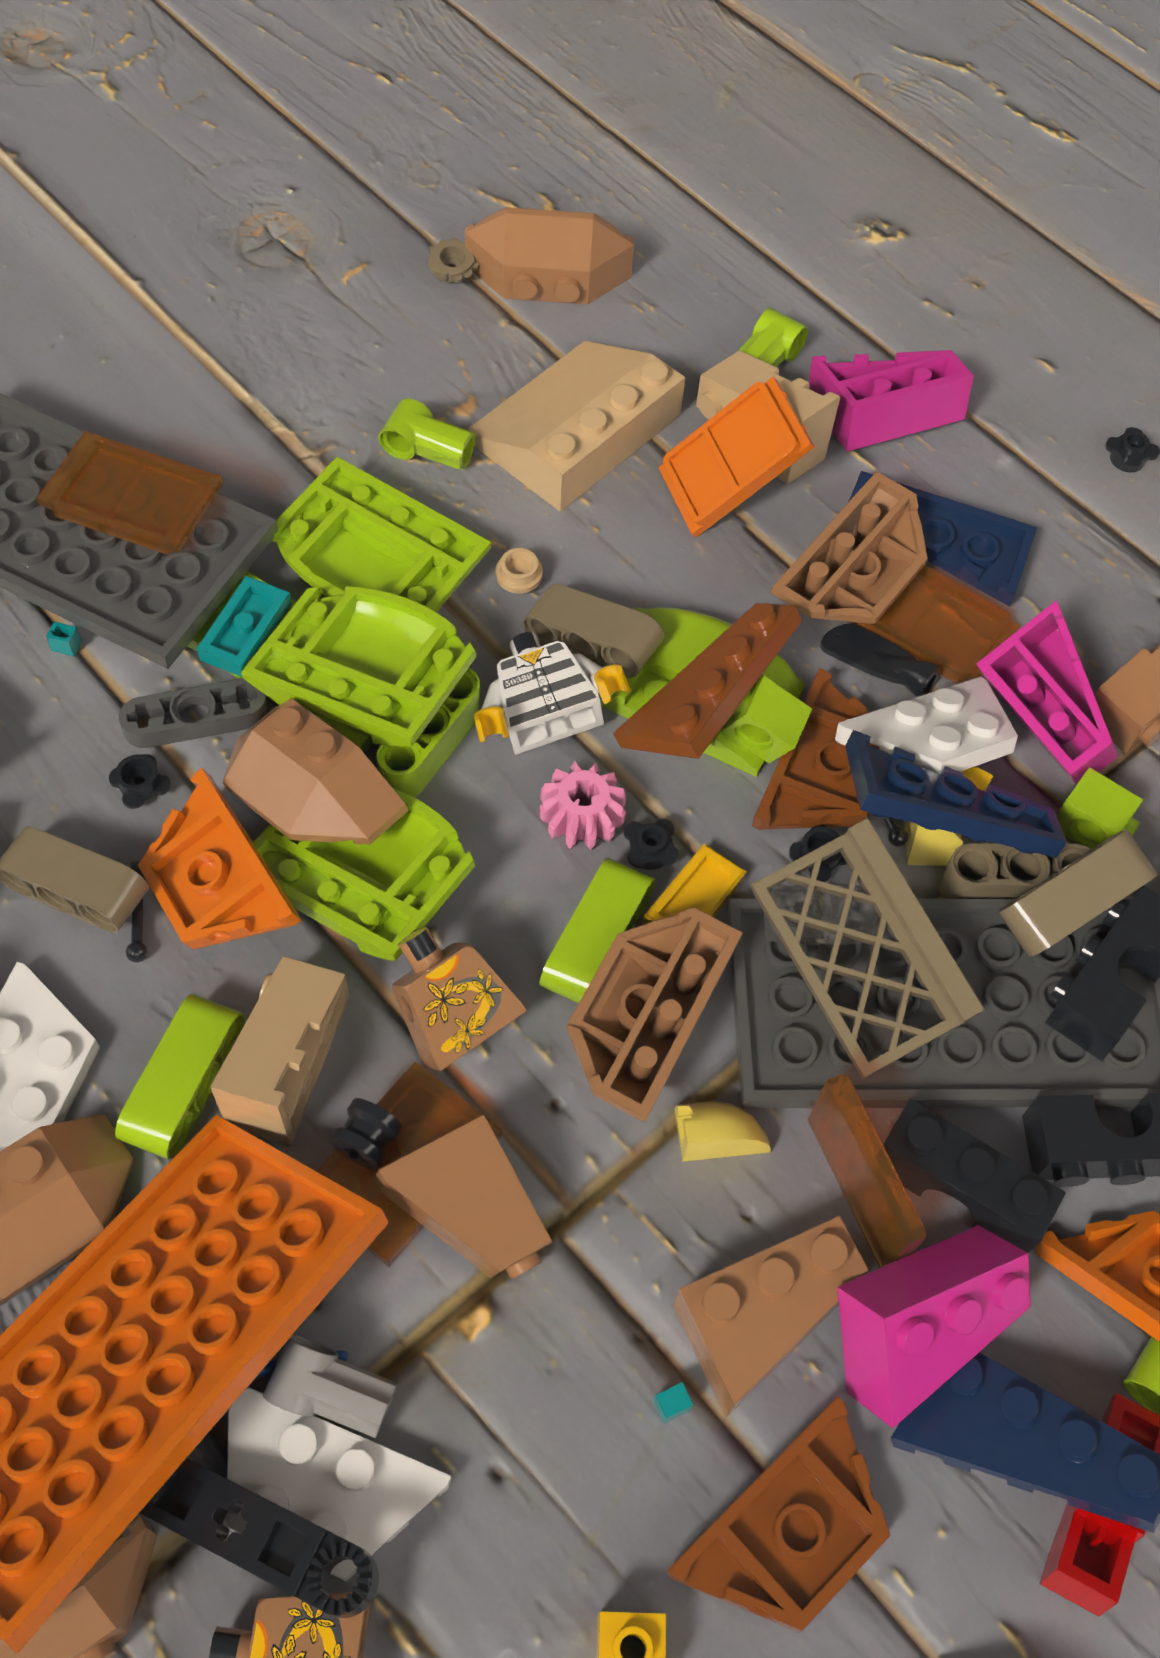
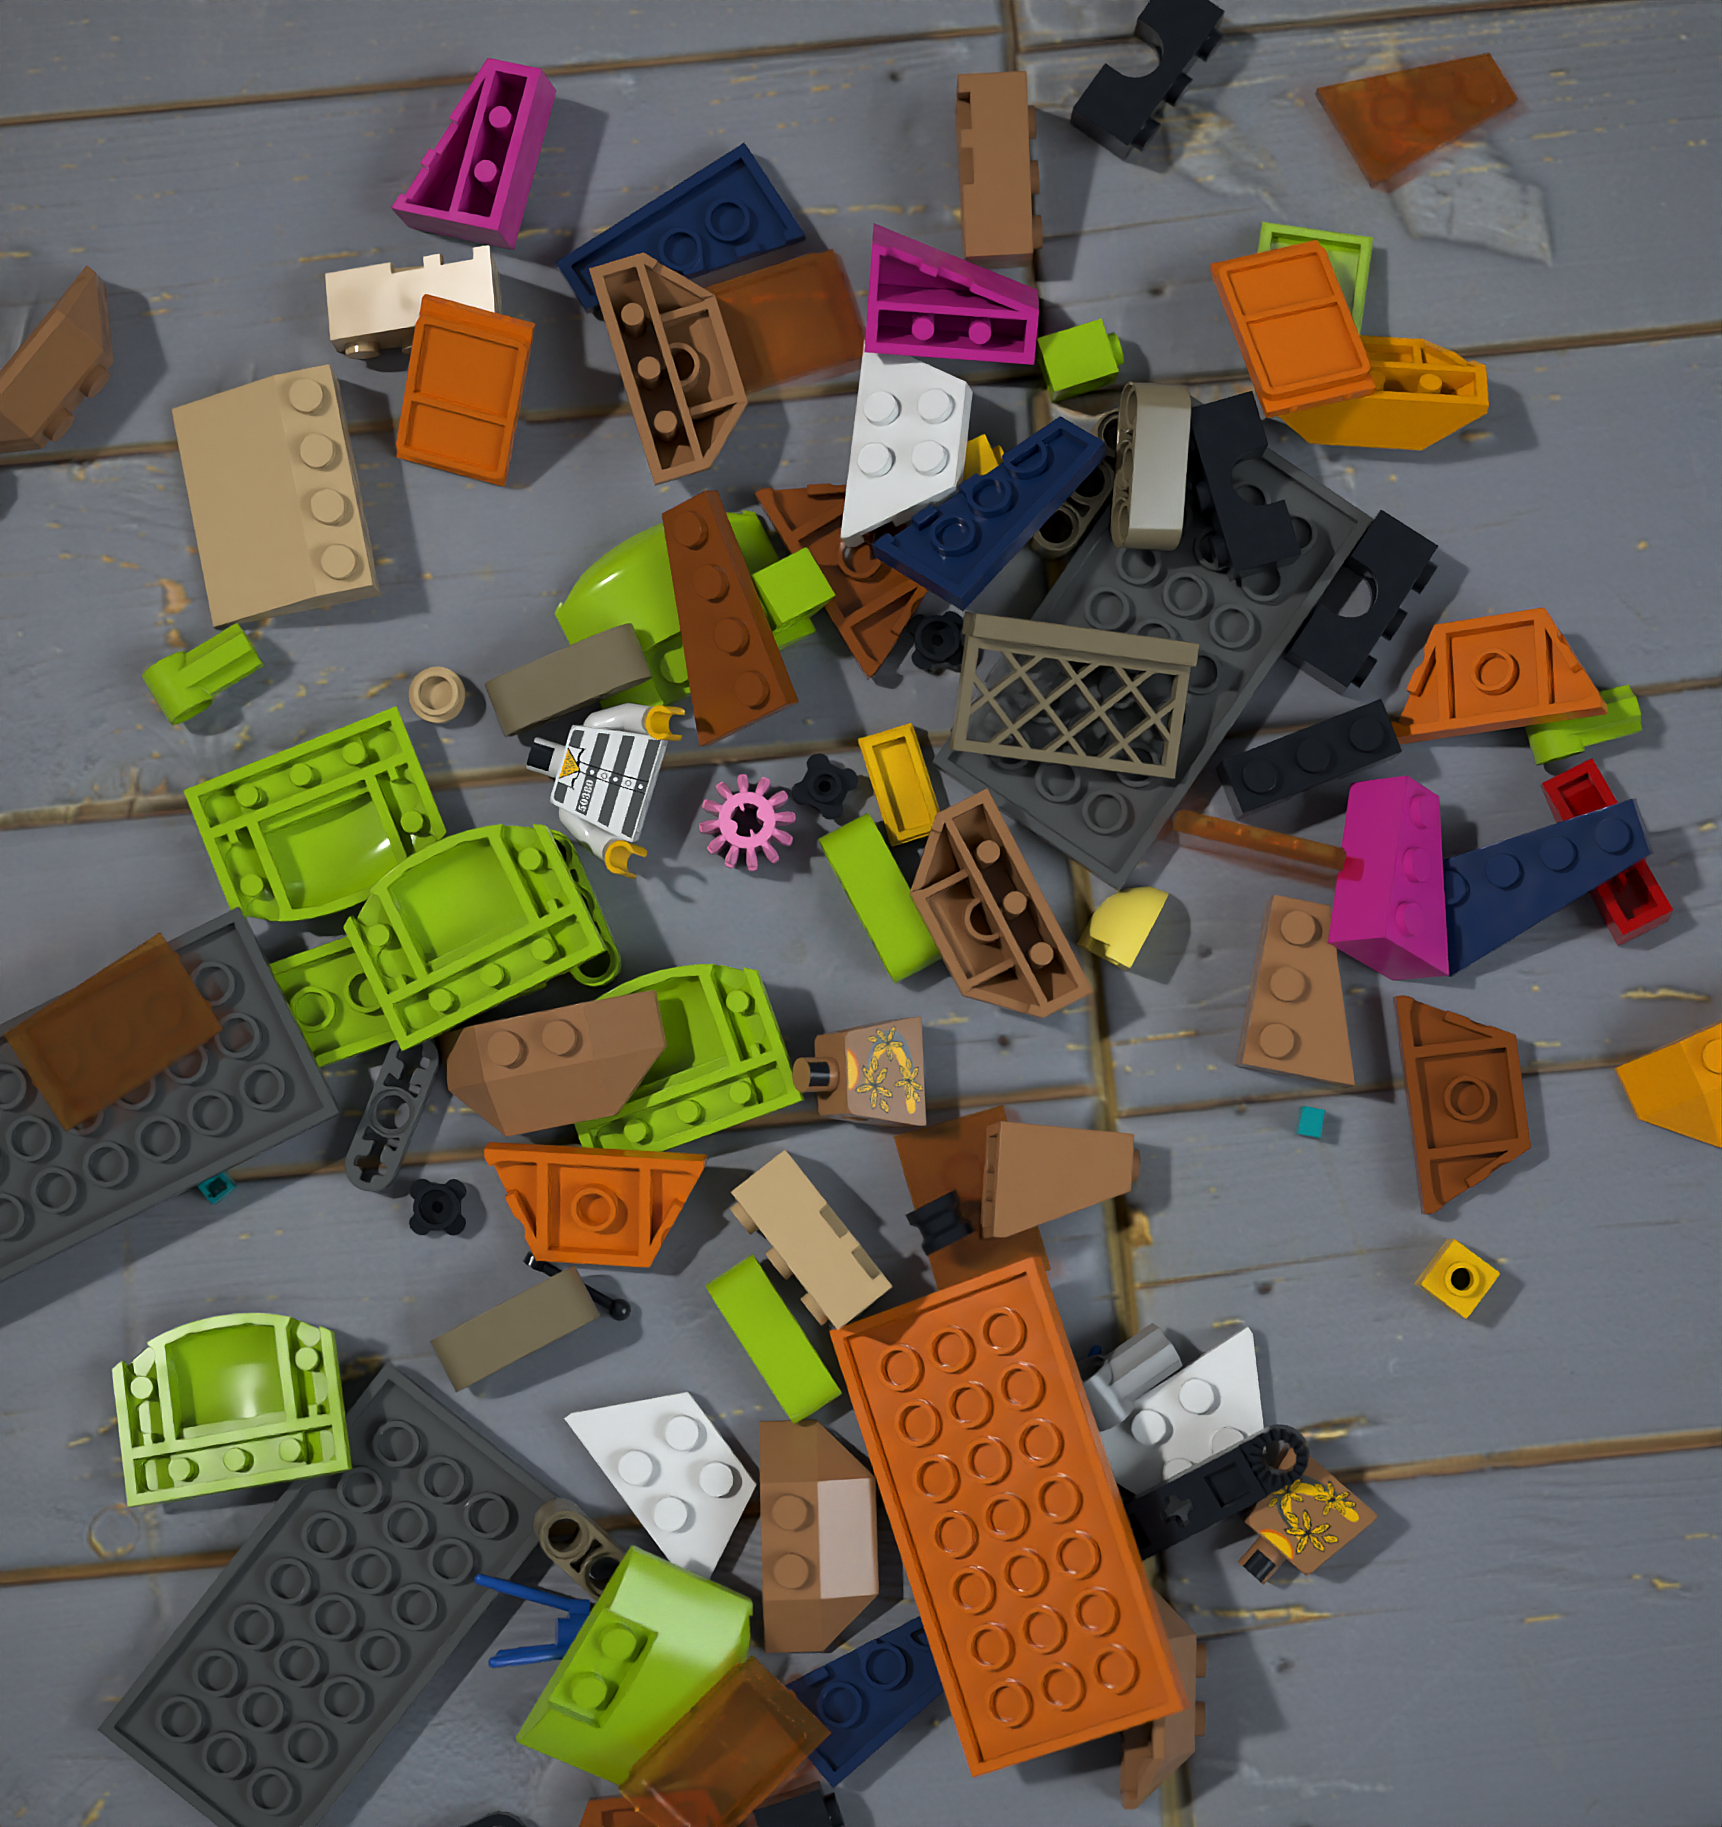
camera: 55 degrees left, 25 degrees up
(244, 625) = (345, 1013): teal plate -> none
(776, 338) = (320, 213): lime piece -> none
(879, 658) = (781, 415): black piece -> none

